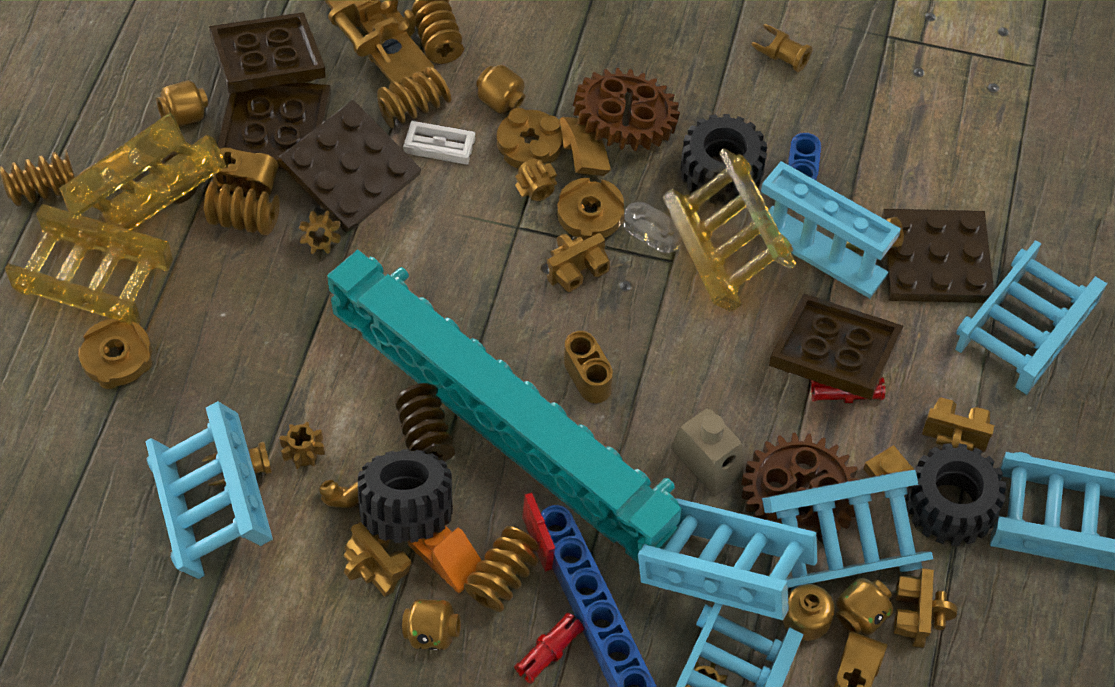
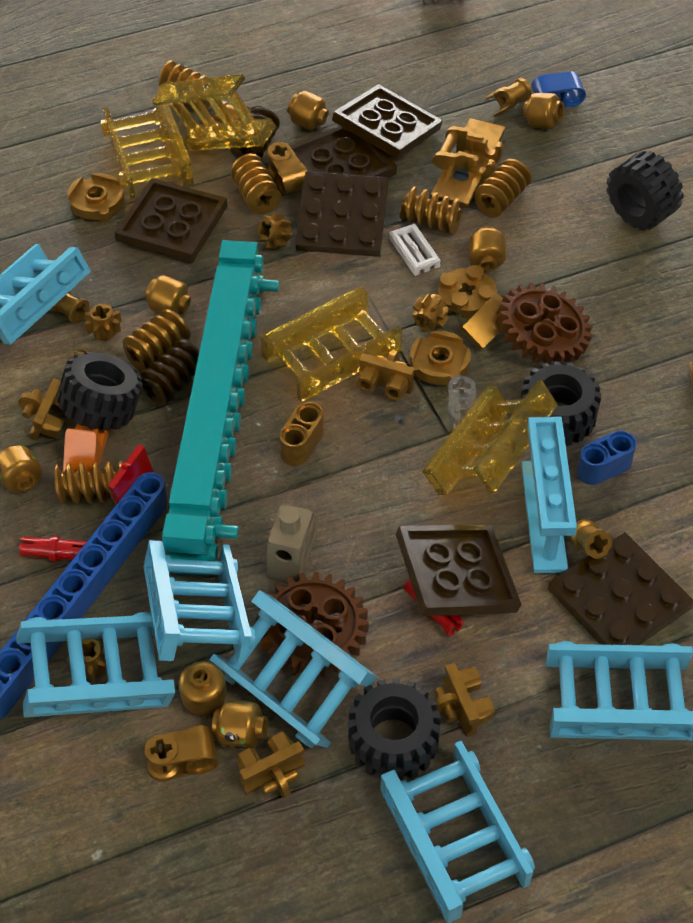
camera: 55 degrees right, 5 degrees down
(214, 307) = (171, 219): none -> dark brown plate
(322, 370) = (167, 294): none -> pearl gold head
(369, 414) = (154, 337): none -> pearl gold piece
(474, 261) = (318, 322): none -> clear yellow fence
(886, 463) = (387, 669): pearl gold plate -> none

